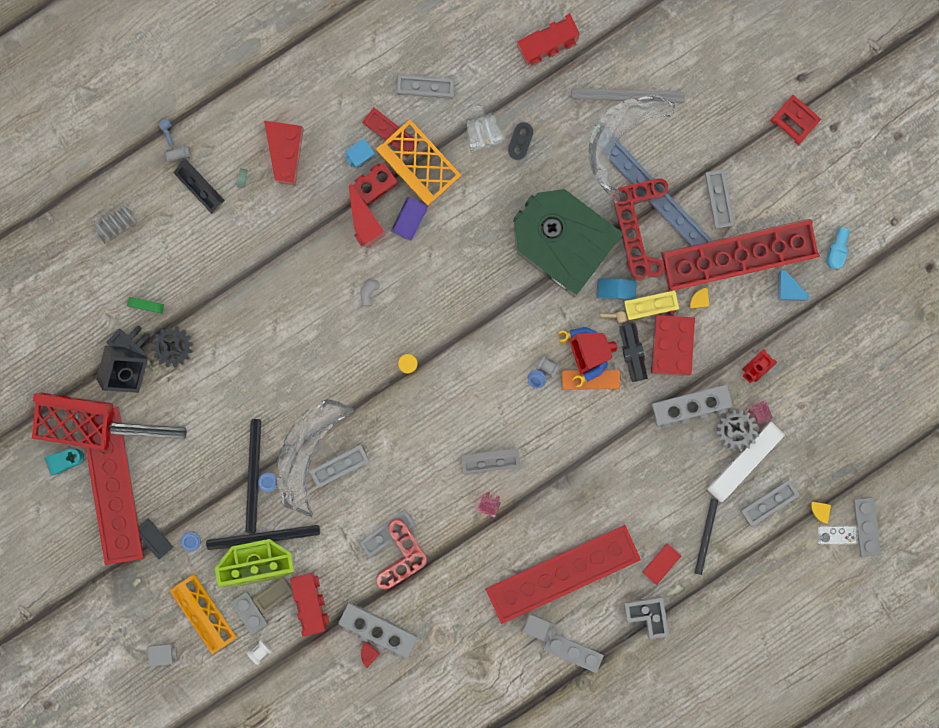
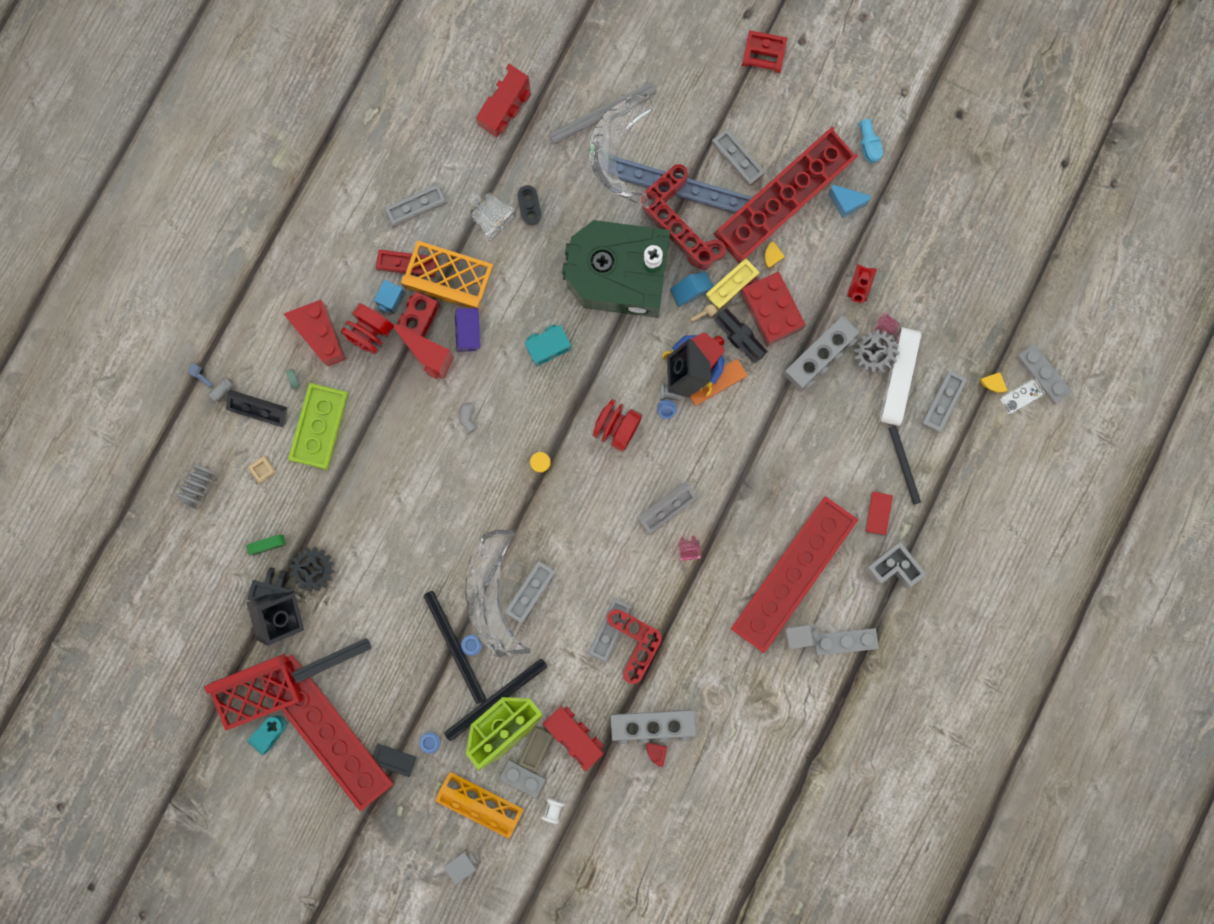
camera: 25 degrees left, 5 degrees down
(175, 240) = (262, 469): none -> tan tile
(241, 229) = (318, 426): none -> lime tile
(326, 172) = (367, 328): none -> red wheel
(468, 269) = (547, 345): none -> teal brick
(487, 370) = (617, 425): none -> red wheel
(570, 358) = (687, 370): none -> black slope
(595, 243) = (656, 262): none -> white bush

